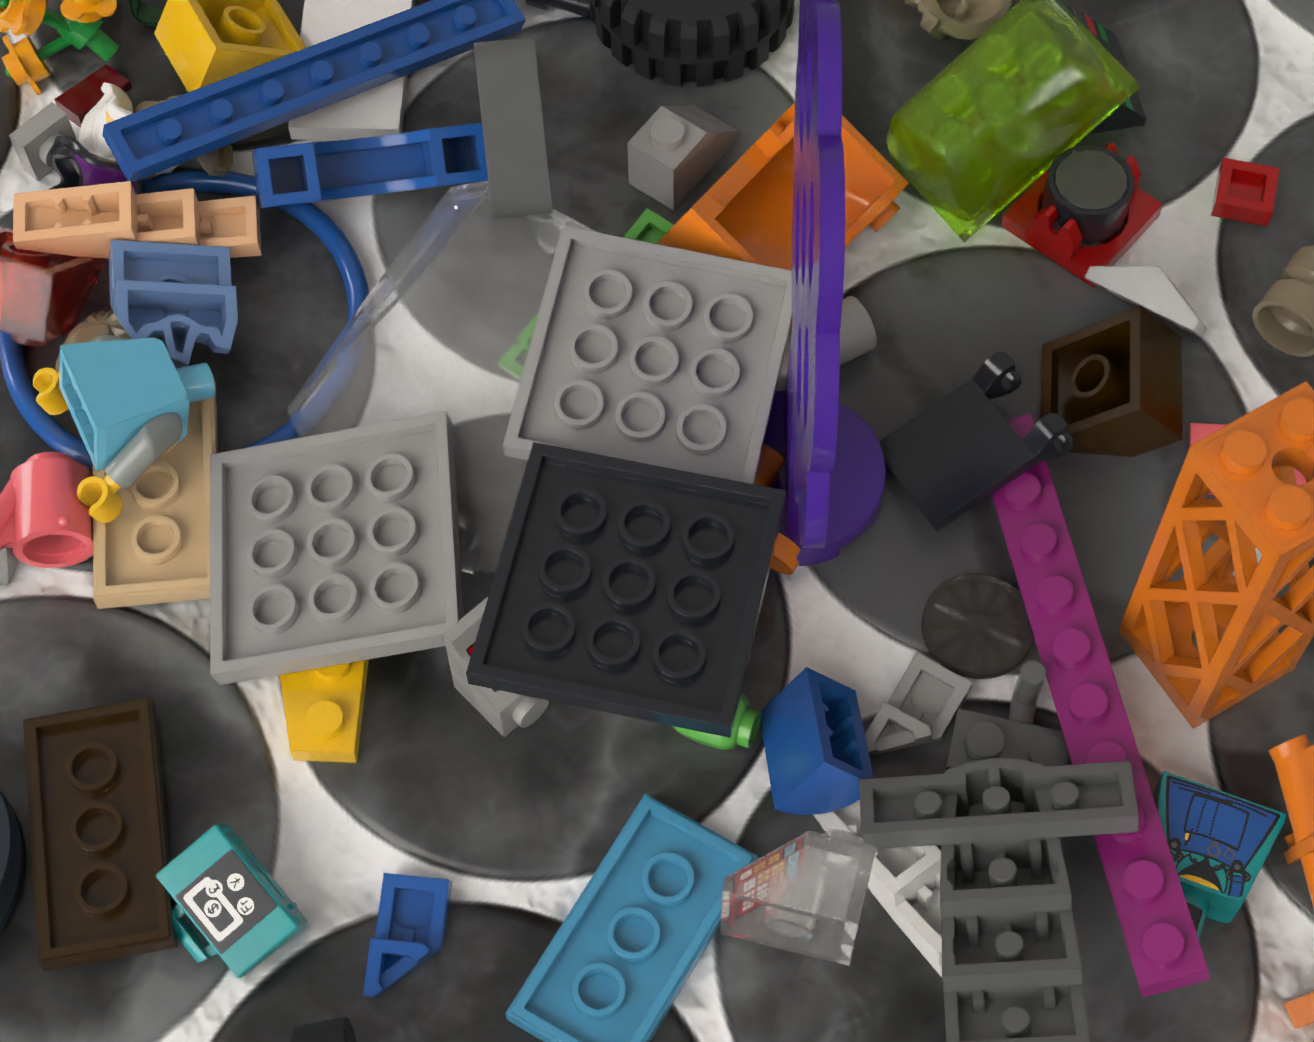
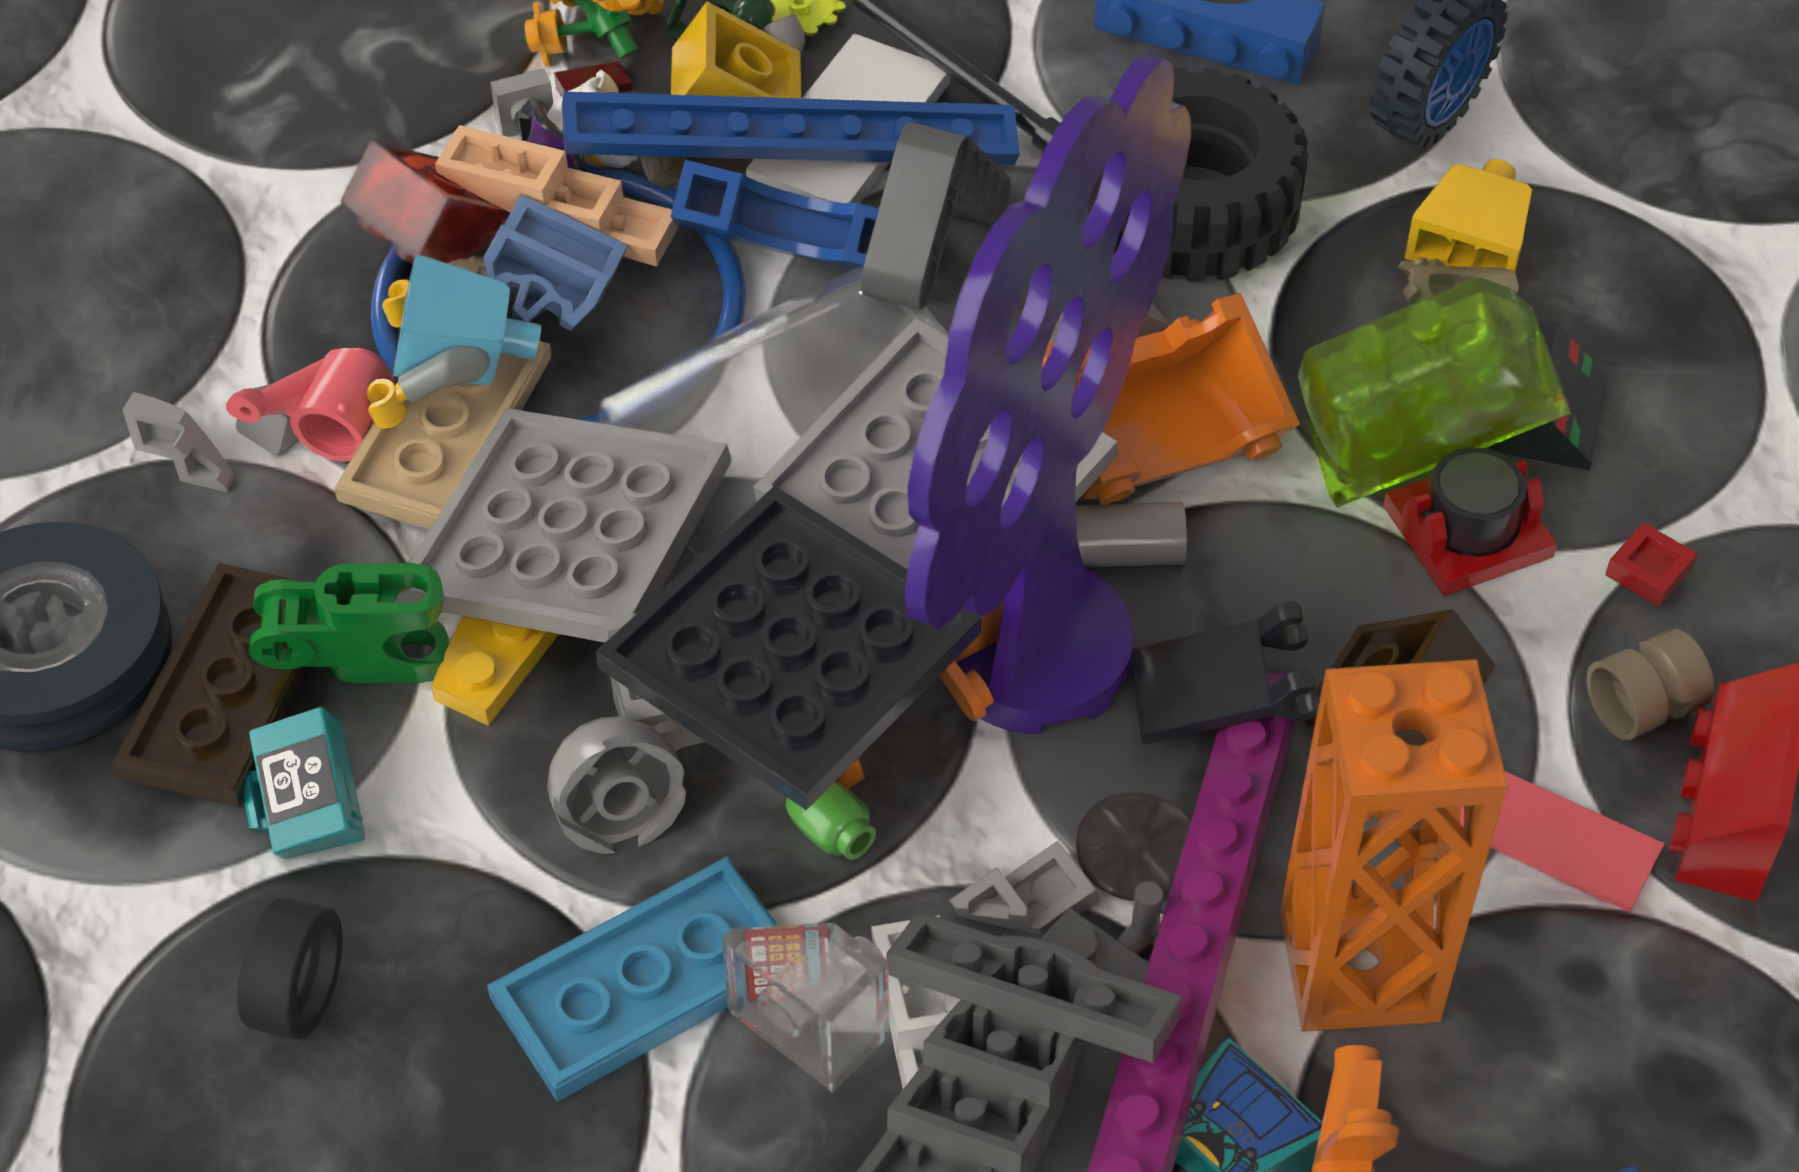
camera: 25 degrees right, 10 degrees down
(193, 729) = (353, 623): none -> green piece
(407, 928) = (446, 880): blue slope -> none
(514, 772) = (615, 784): none -> light grey cylinder
(815, 745) = (906, 872): blue brick -> none
(1151, 290) = (1485, 610): light grey slope -> none

